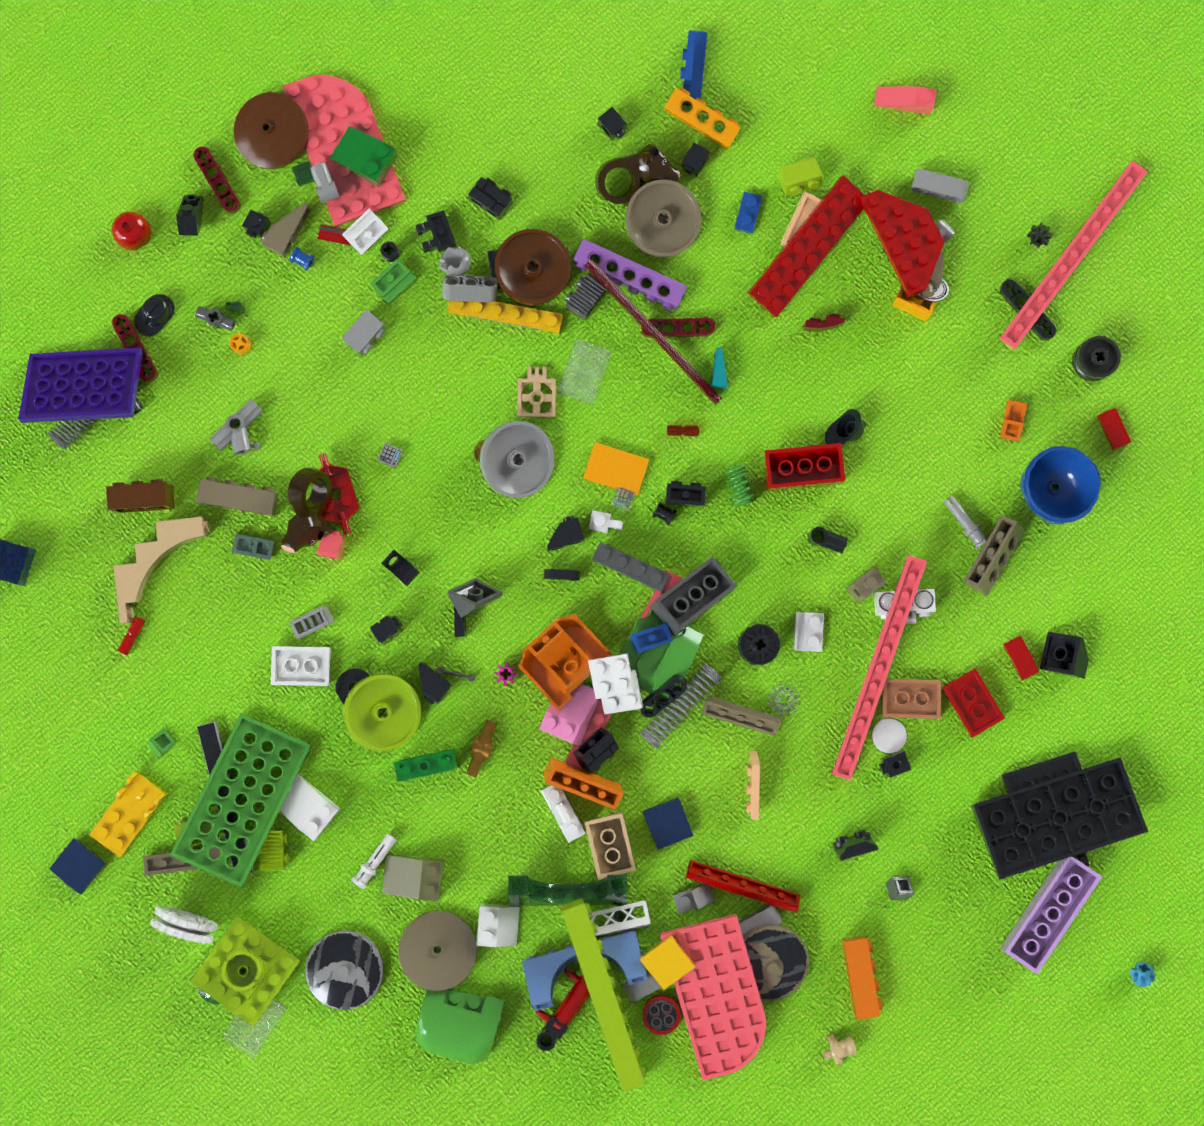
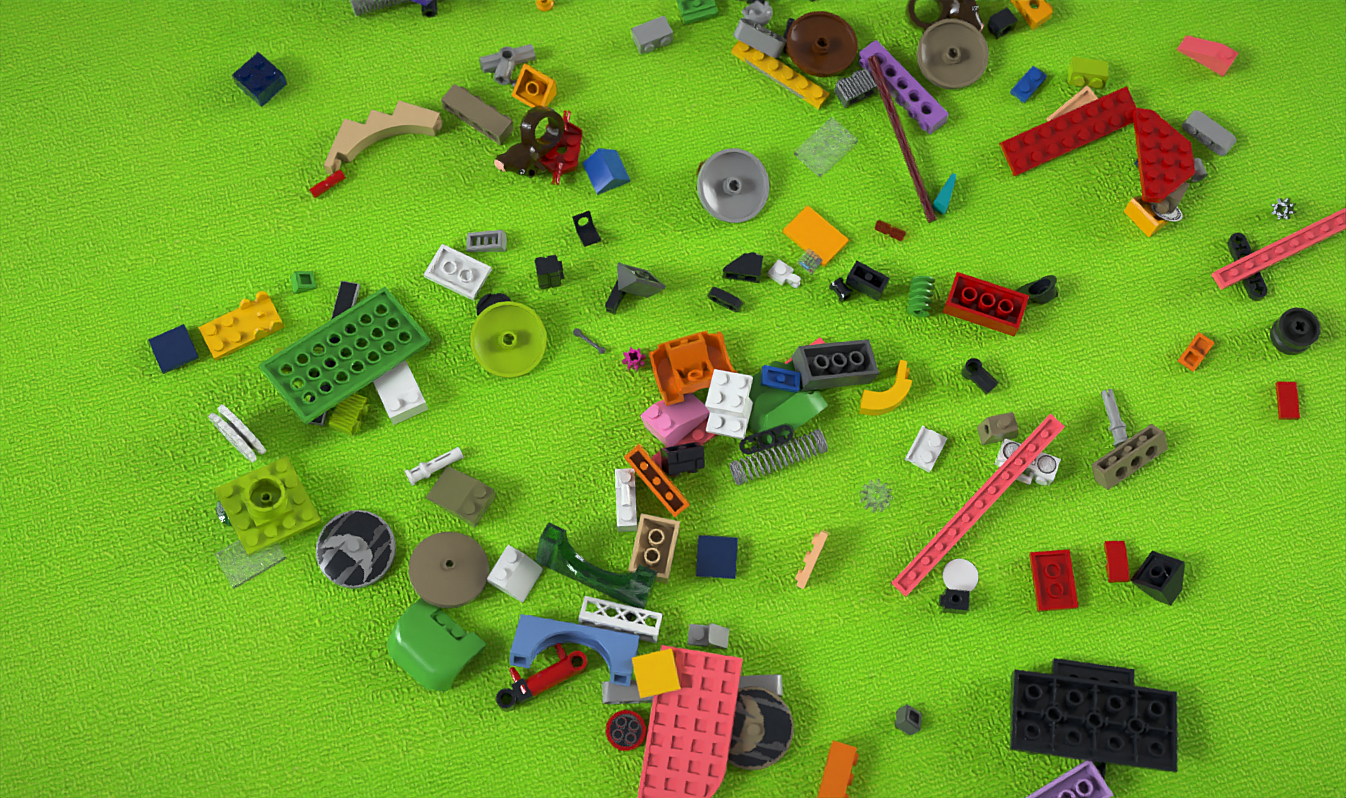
camera: 25 degrees right, 15 degrees down
(140, 496) = (396, 75): reddish brown brick -> none
(165, 863) = (254, 383): dark tan plate -> none
(253, 546) = (468, 159): sand green slope -> none
(278, 446) = (534, 87): none -> light orange slope
(331, 545) = (536, 186): coral slope -> none
(388, 496) = (605, 170): none -> blue slope
(390, 455) = (624, 139): light grey tile -> none
(426, 765) = (523, 399): green window -> none
(433, 684) = (565, 339): black slope -> none
(481, 748) = (579, 412): pearl gold pin -> none
(536, 379) = (780, 135): tan piece -> none
(602, 994) = (580, 678): lime brick -> none
(632, 568) = (789, 317): dark grey brick -> none
(678, 323) = (925, 145): dark red beam -> none
(741, 715) = (830, 492): dark tan plate -> none
(743, 886) = (760, 645): red tile -> none
(748, 649) = (872, 445): black wheel -> none
(756, 602) = (884, 402): none -> yellow arch
(830, 322) = (1062, 200): dark red slope -> none
(854, 845) = (884, 657): black slope -> none
(911, 698) = (996, 550): nougat plate -> none
(1075, 480) = (1227, 409): blue rock -> none

